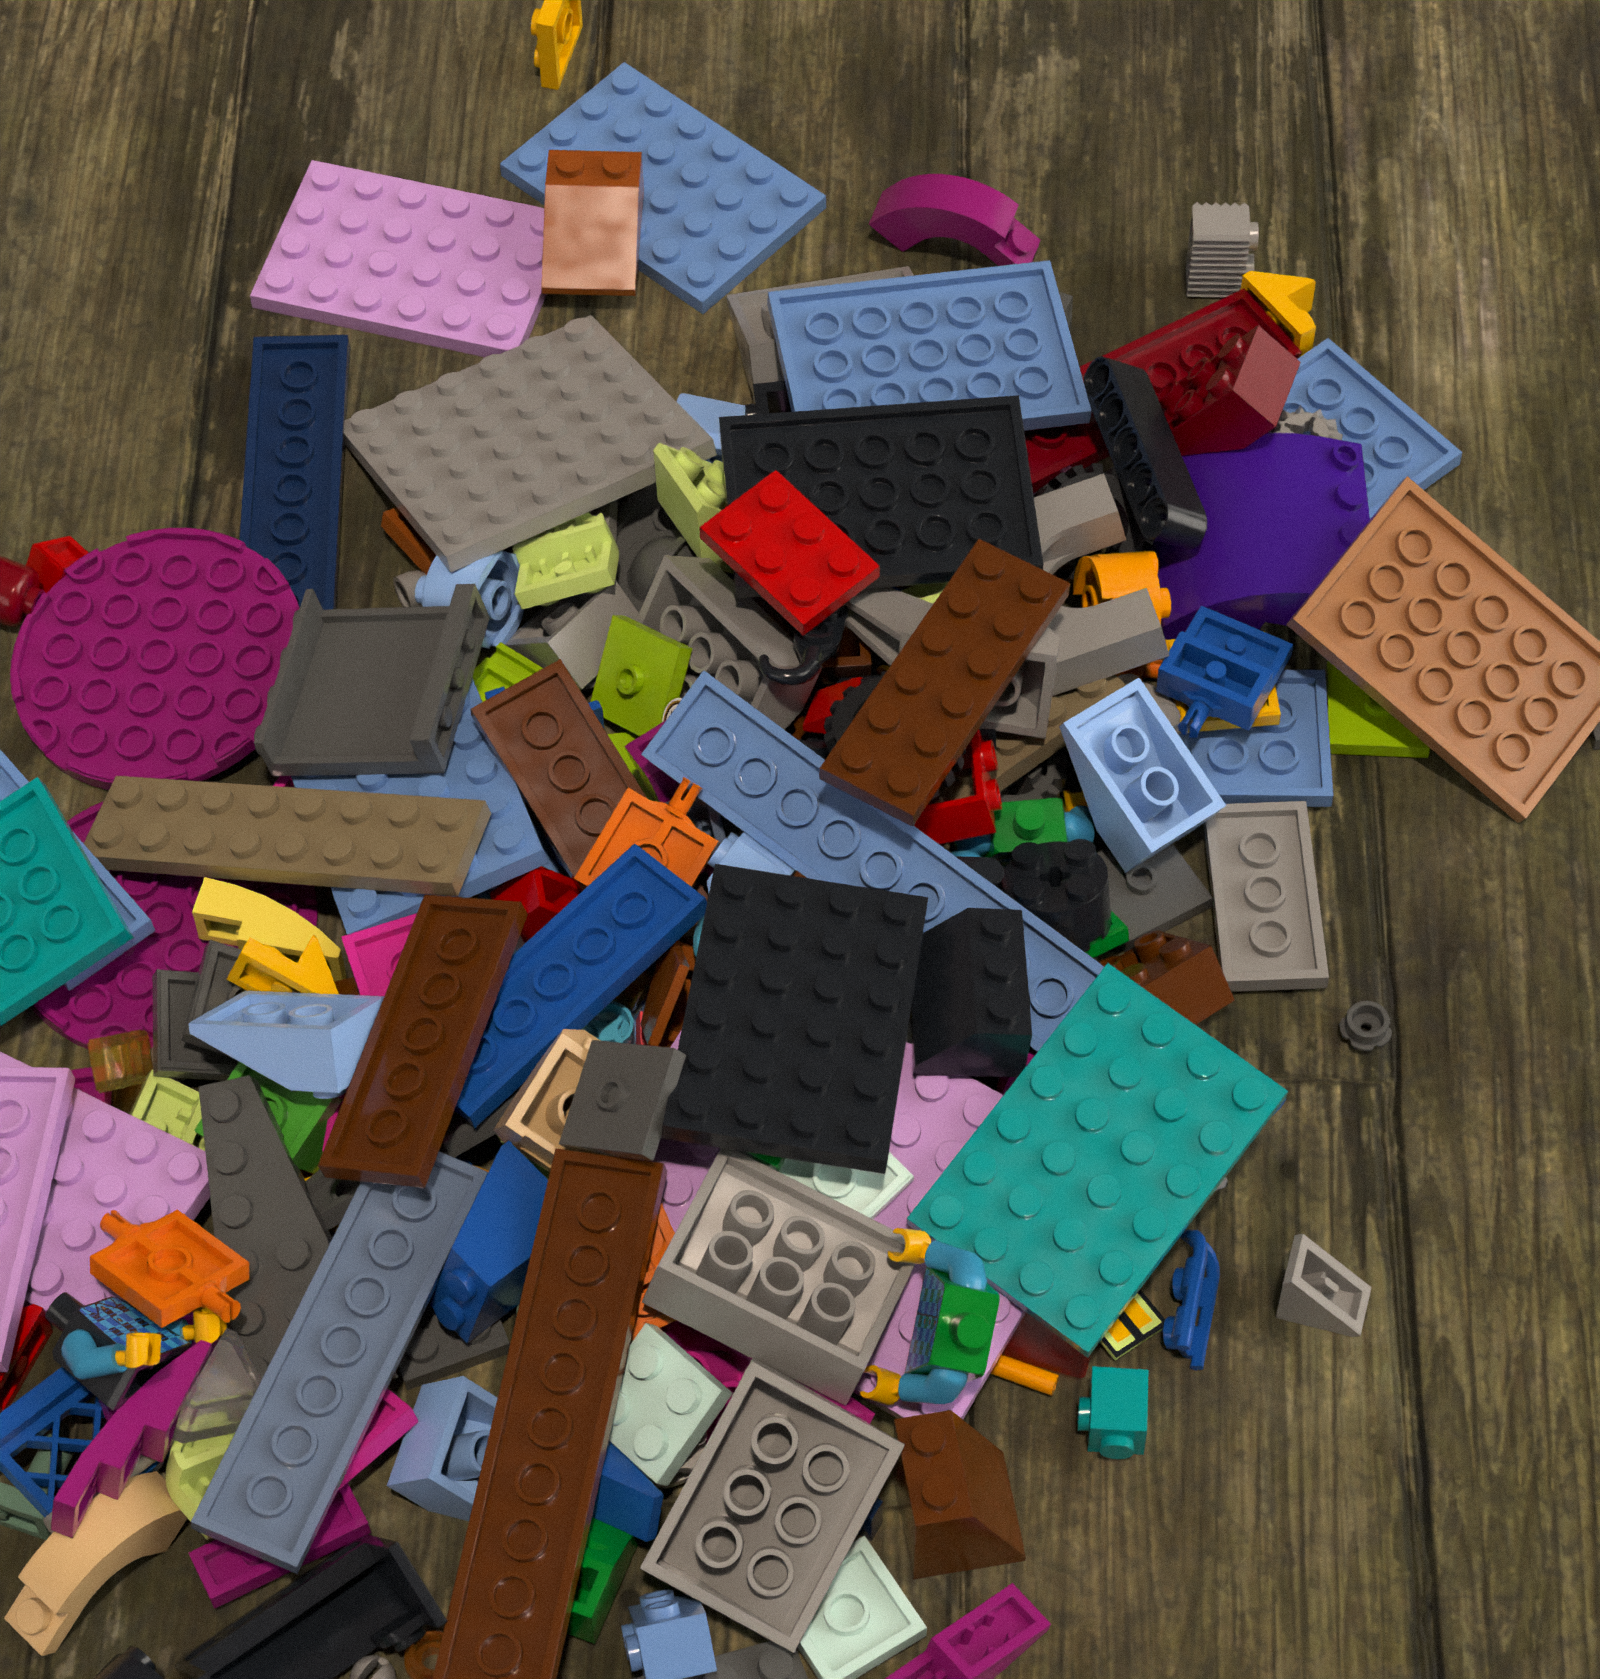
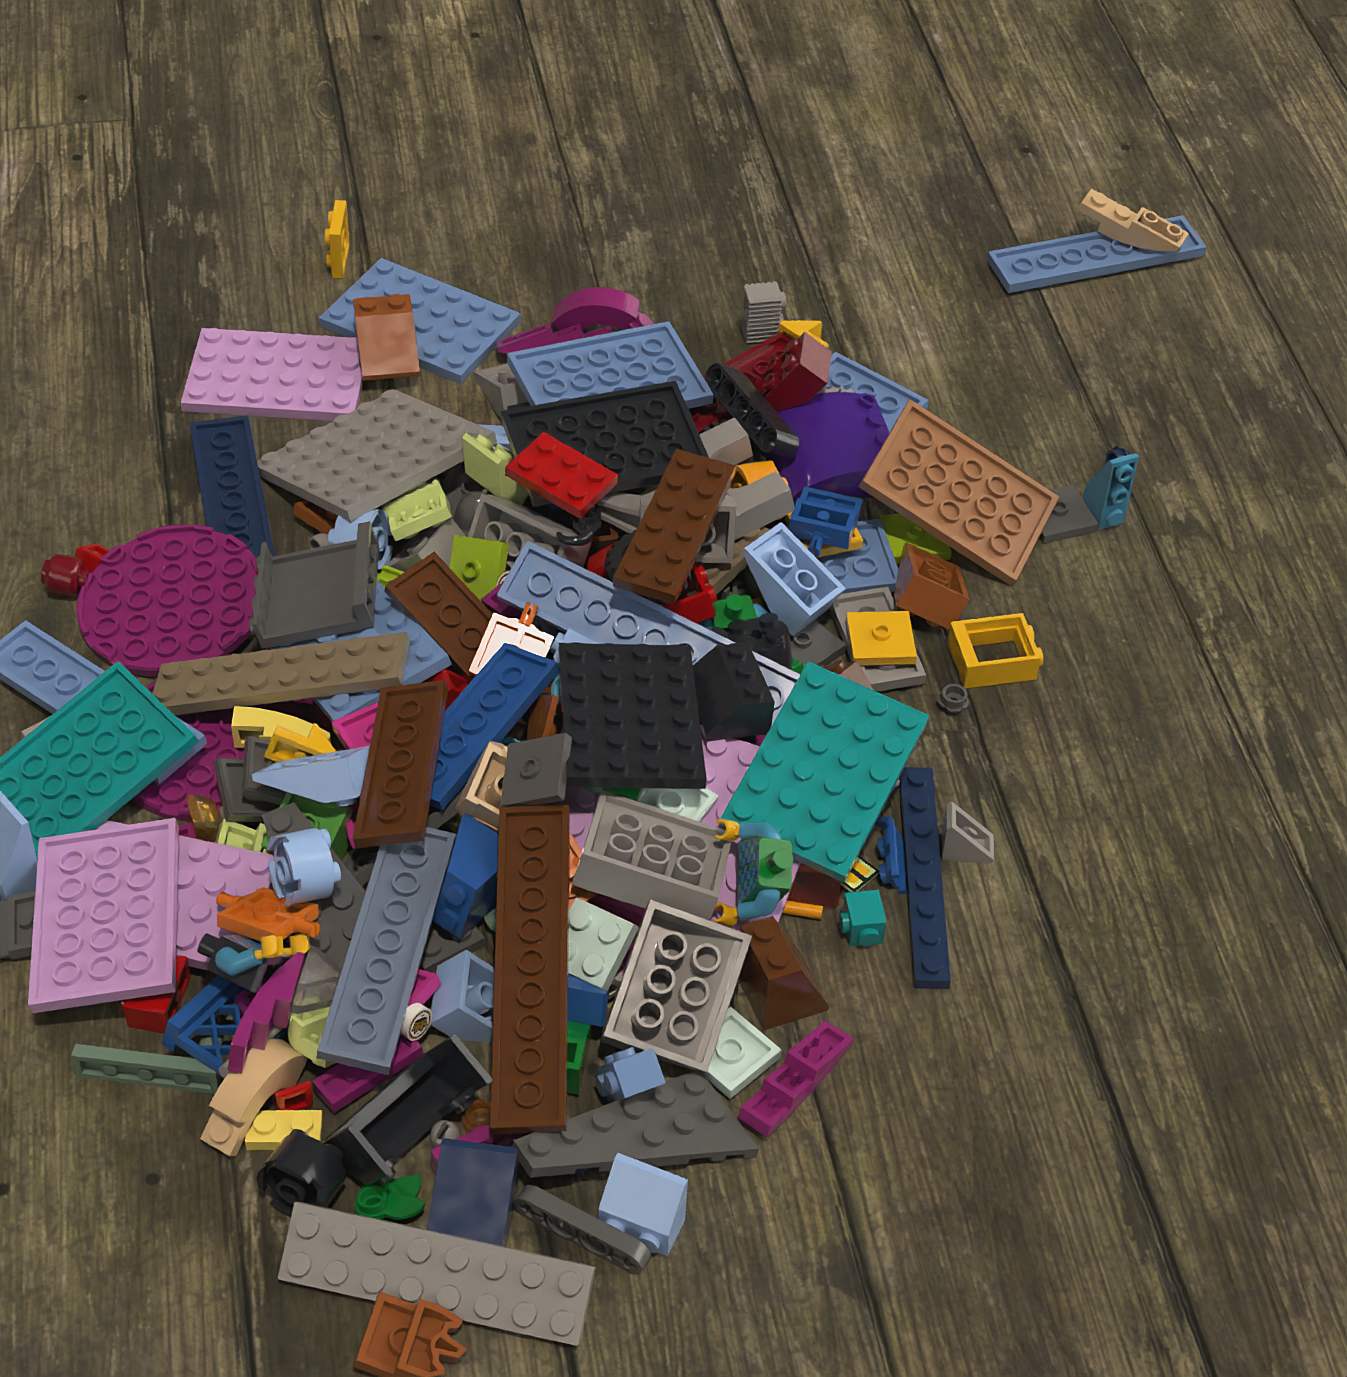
camera: 15 degrees left, 10 degrees down
(125, 1619) = (273, 1125): none -> light yellow plate
(157, 1574) = (294, 1098): none -> red slope
(233, 1199) = (302, 866): none -> light blue brick
(363, 1482) = (416, 1021): none -> white tile
(853, 257) = (544, 335): none -> magenta slope
(1236, 1350) = (924, 879): none -> dark blue plate
(1268, 900) = (881, 638): none -> yellow plate
(1375, 813) = (930, 587): none -> dark orange slope
(1455, 910) = (992, 630): none -> yellow window

